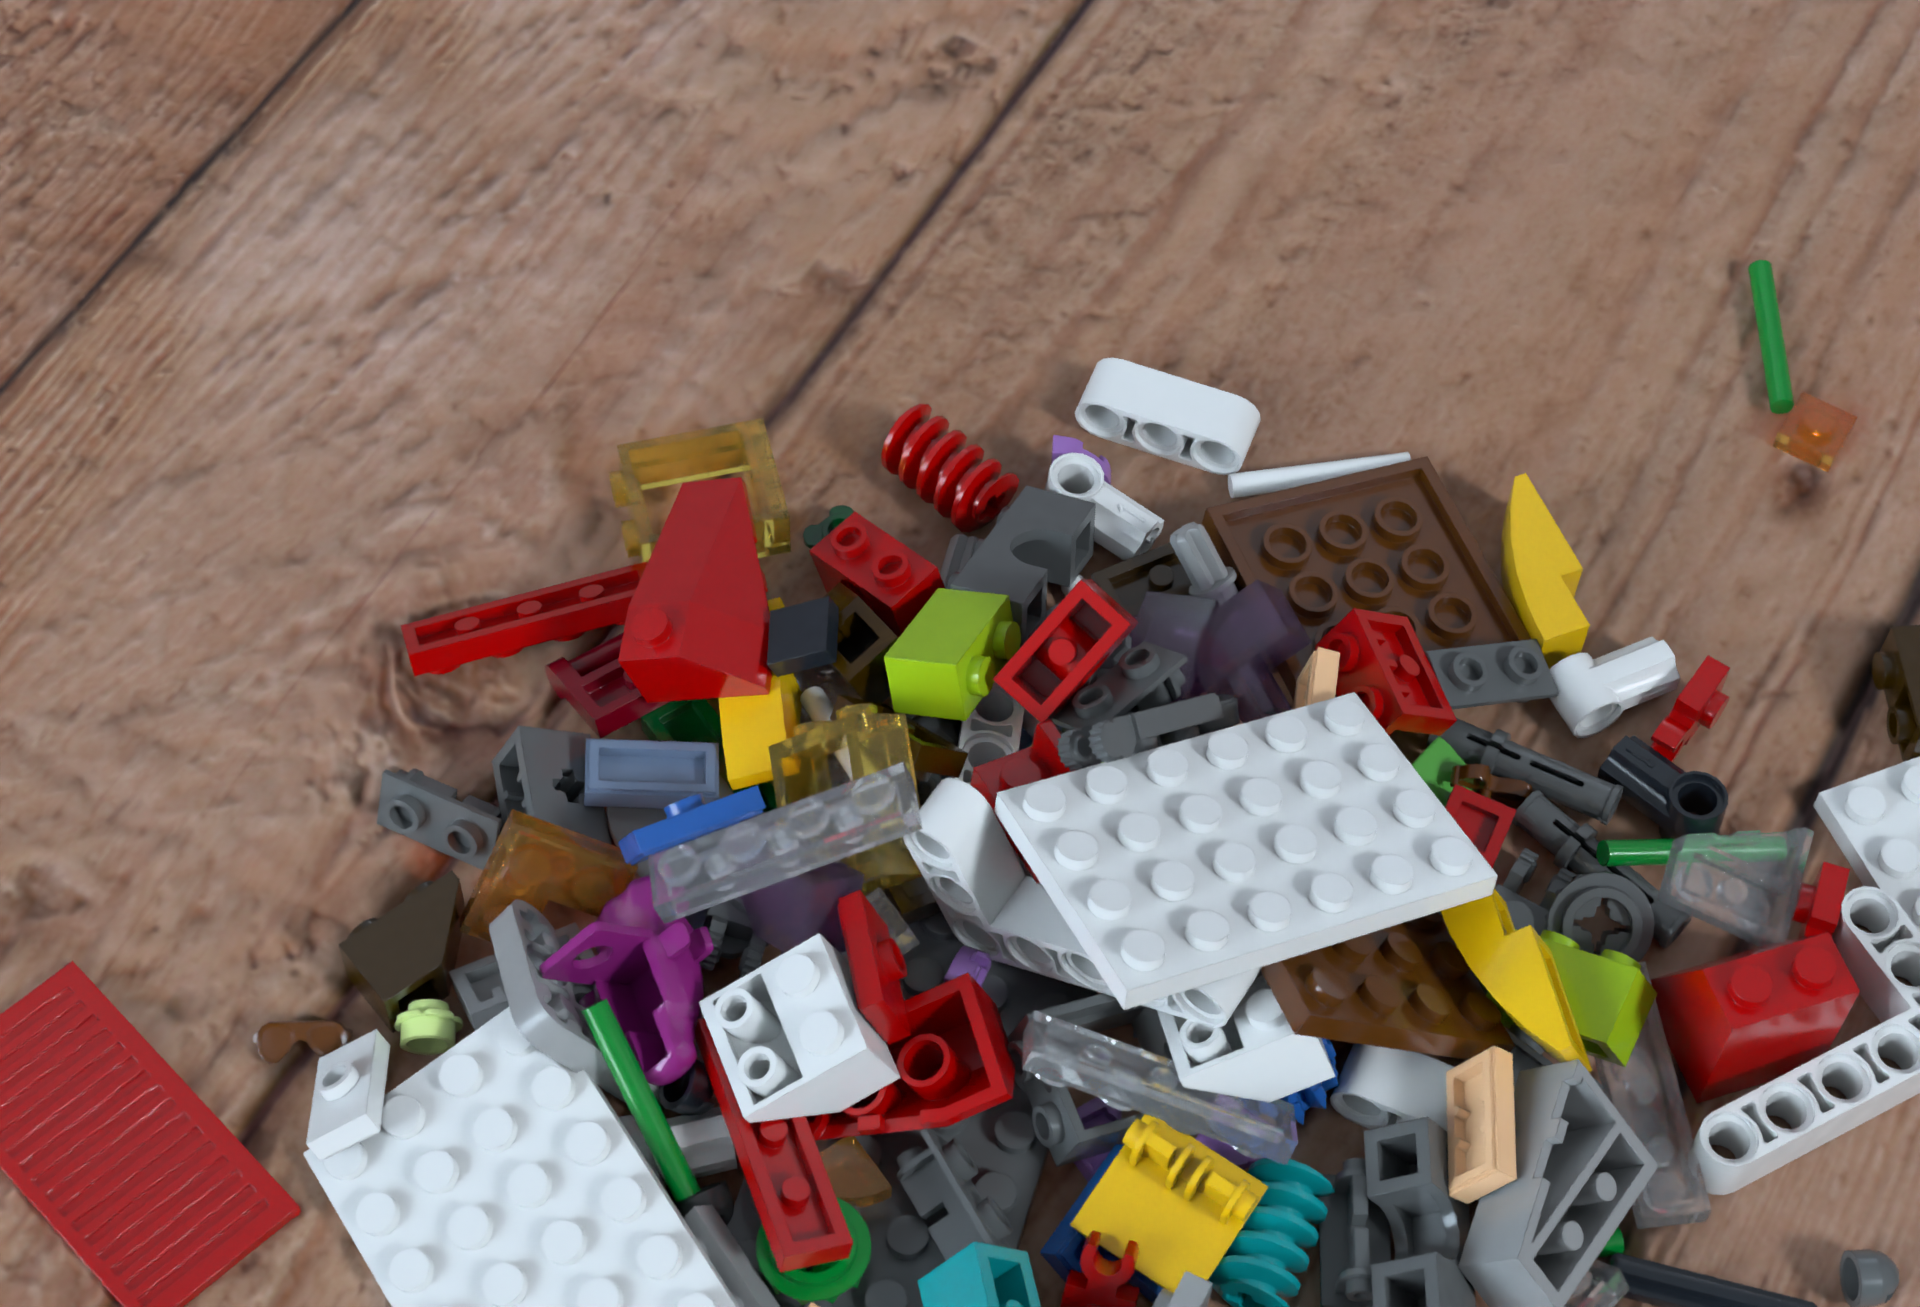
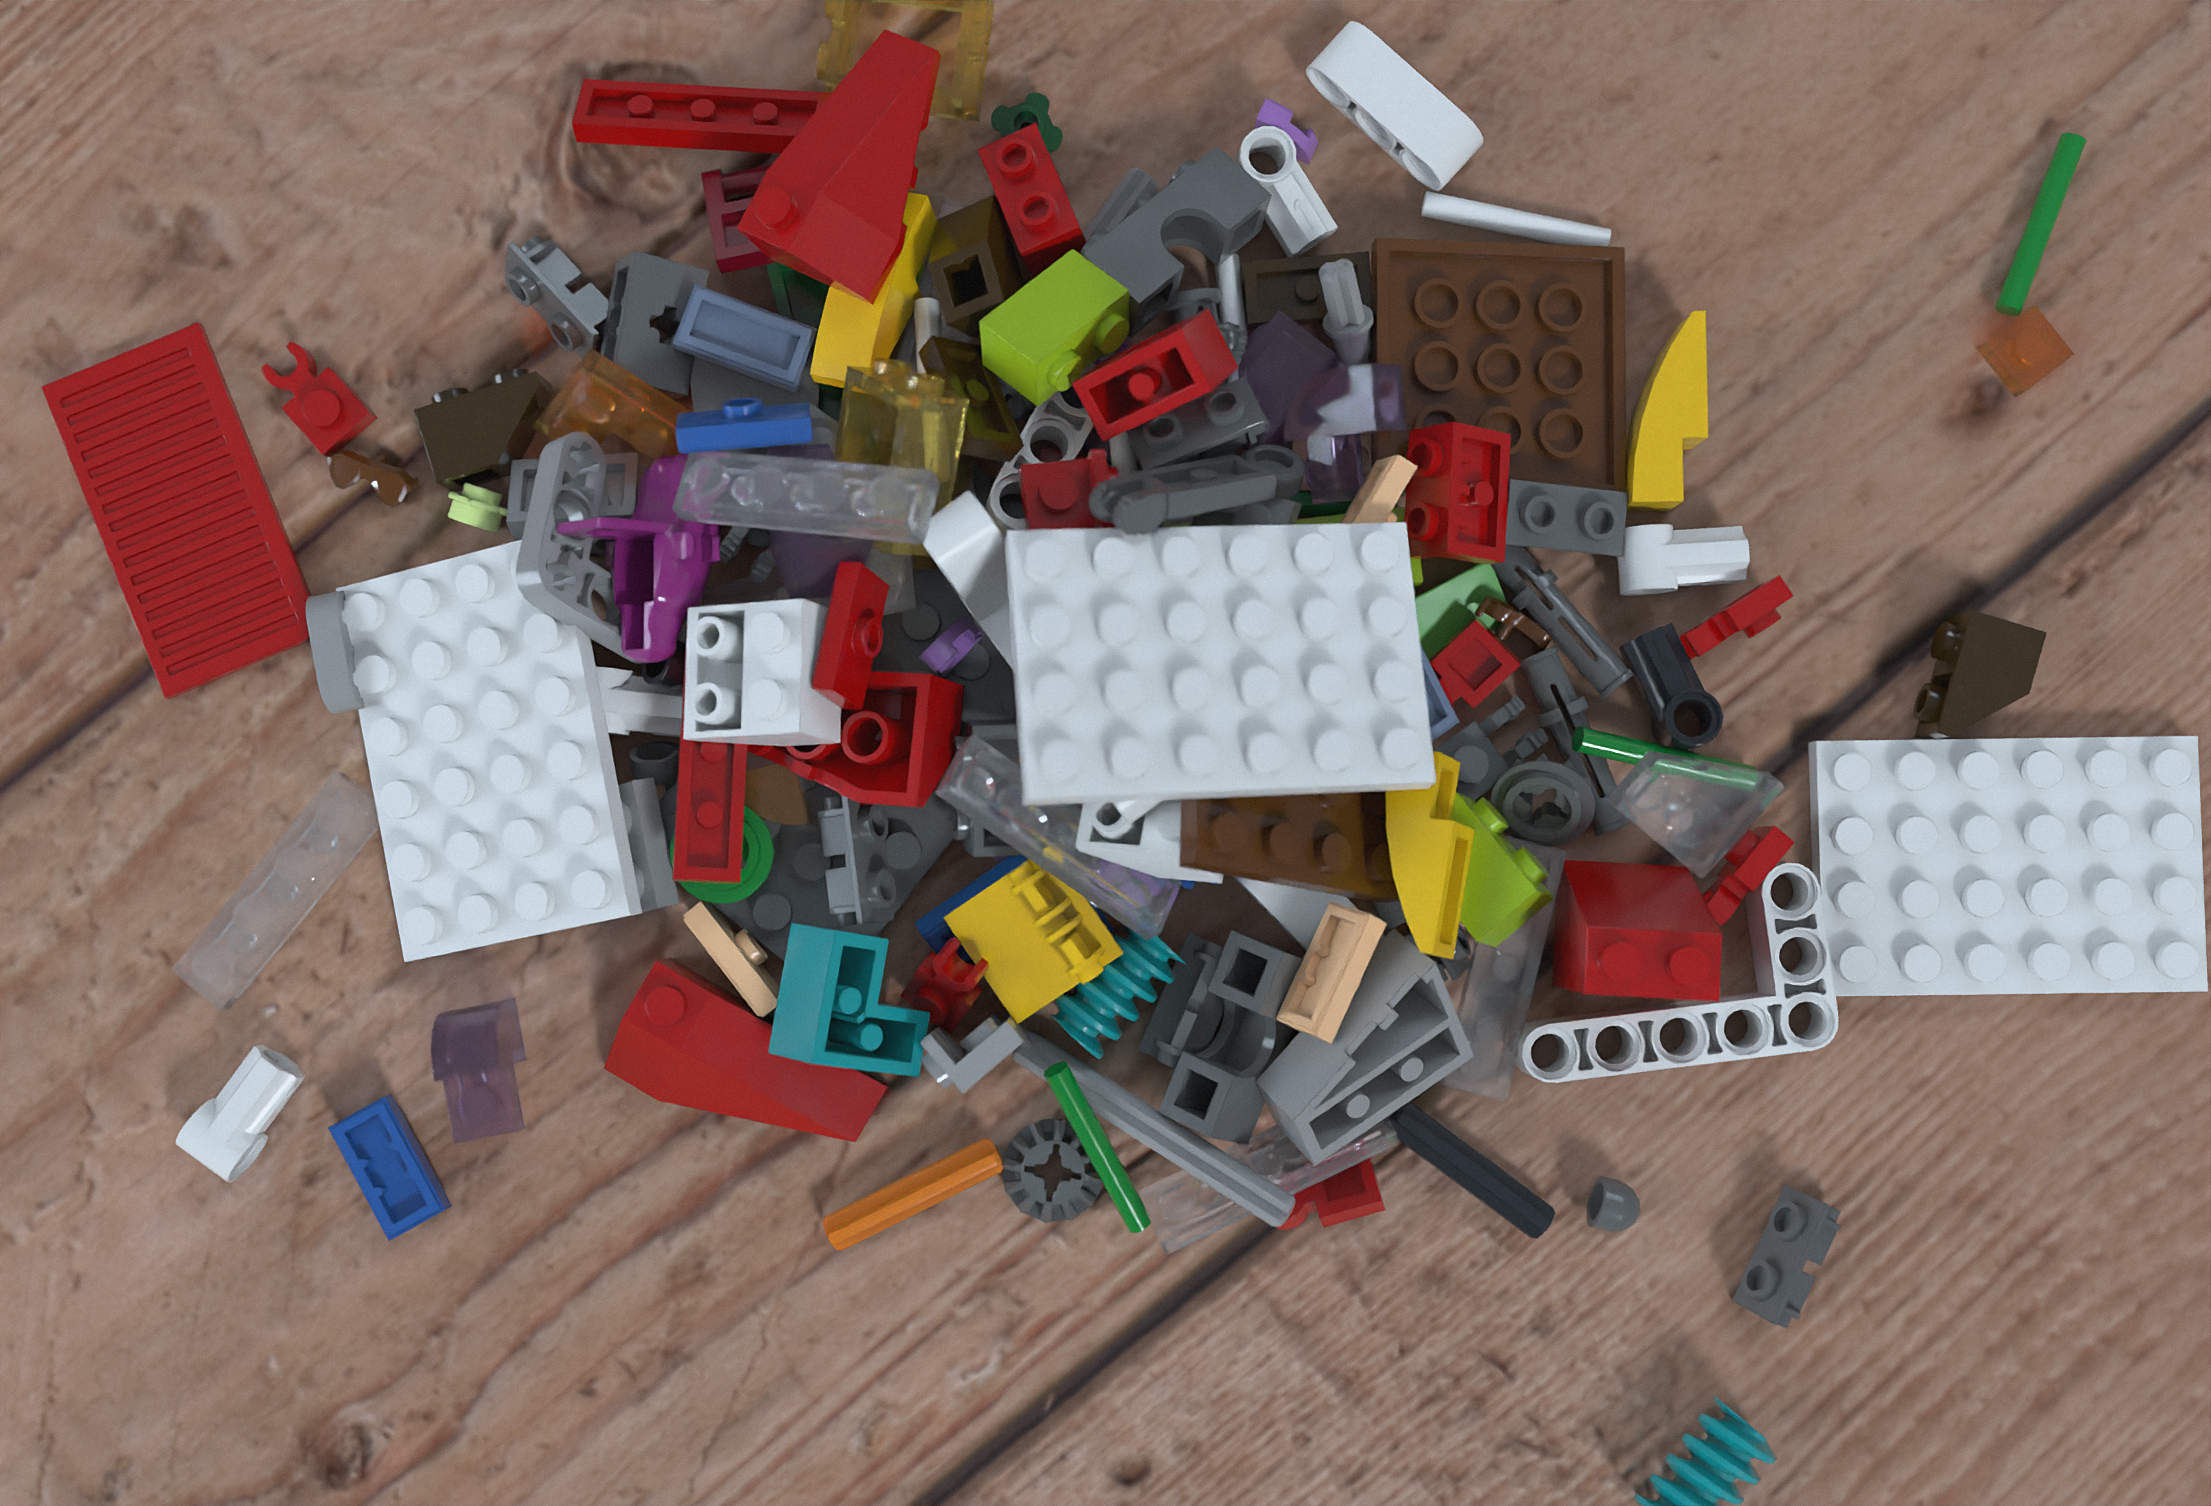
camera: 25 degrees right, 30 degrees up
(226, 996) = (322, 404): none -> red plate
(326, 1212) = (332, 652): none -> light grey beam
(348, 1095) = (382, 556): white plate -> none
(640, 1100) = (614, 669): green bar -> none
(803, 636) = (919, 262): black tile -> none
(945, 470) = (1148, 95): red piece -> none

